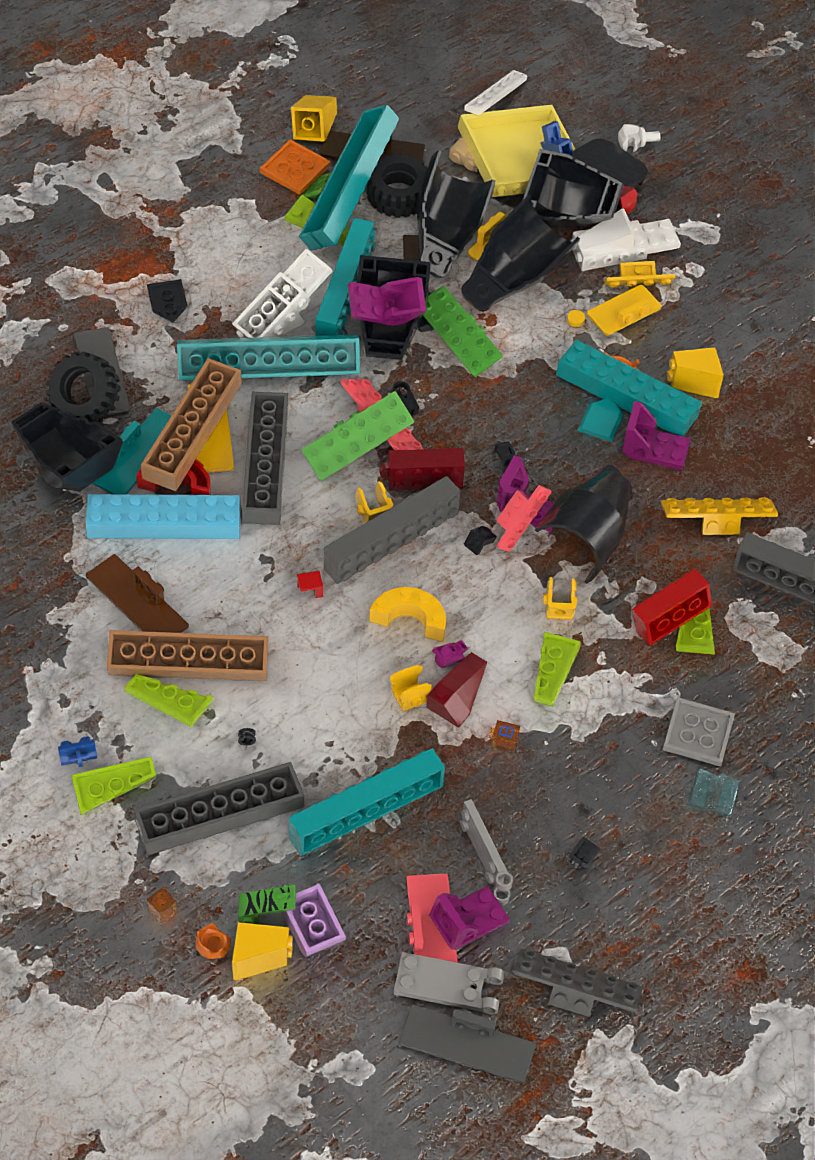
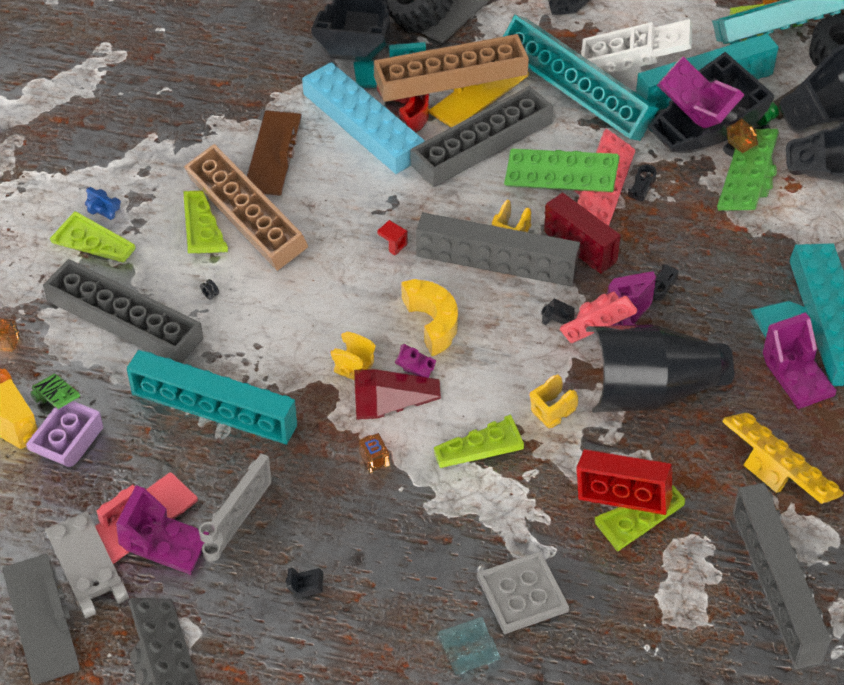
camera: 55 degrees right, 5 degrees down
(436, 310) = (742, 136): none -> clear orange brick

